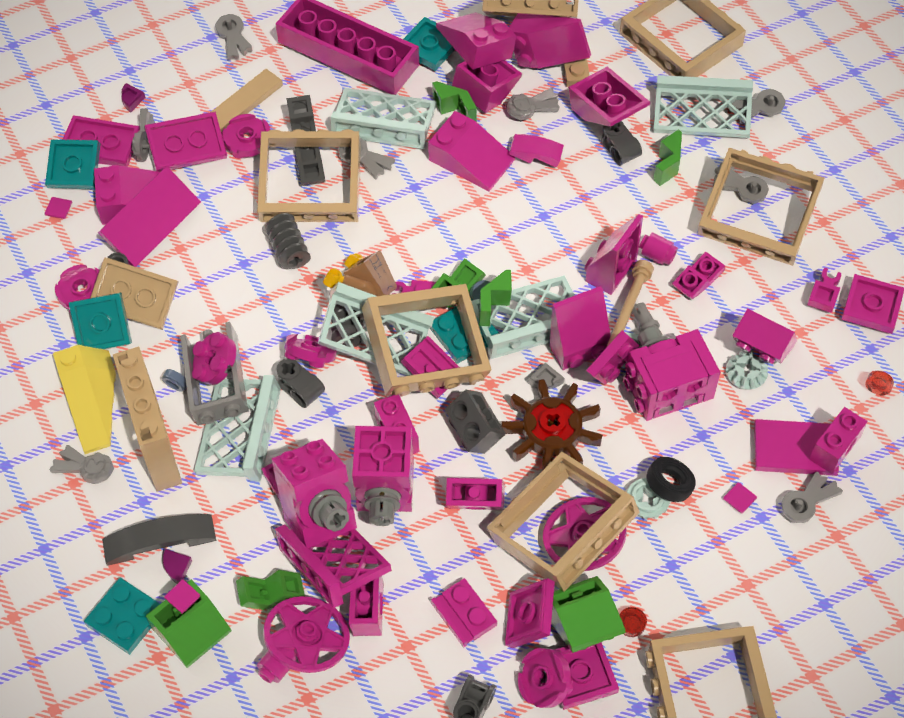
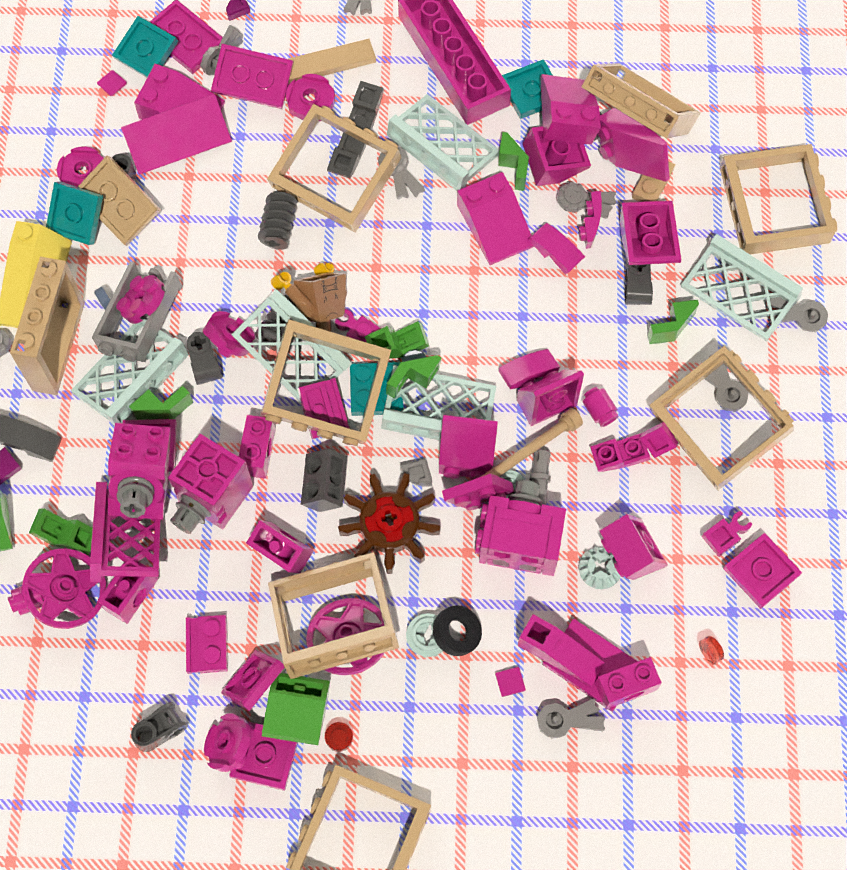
camera: 30 degrees right, 10 degrees up
(281, 441) = (150, 407): none -> bright green slope
(553, 119) = (590, 225): none -> dark pink slope
(579, 250) = (528, 368): none -> dark pink slope
(724, 248) = (659, 439): none -> dark pink plate
(765, 445) = (560, 650): none -> dark pink slope

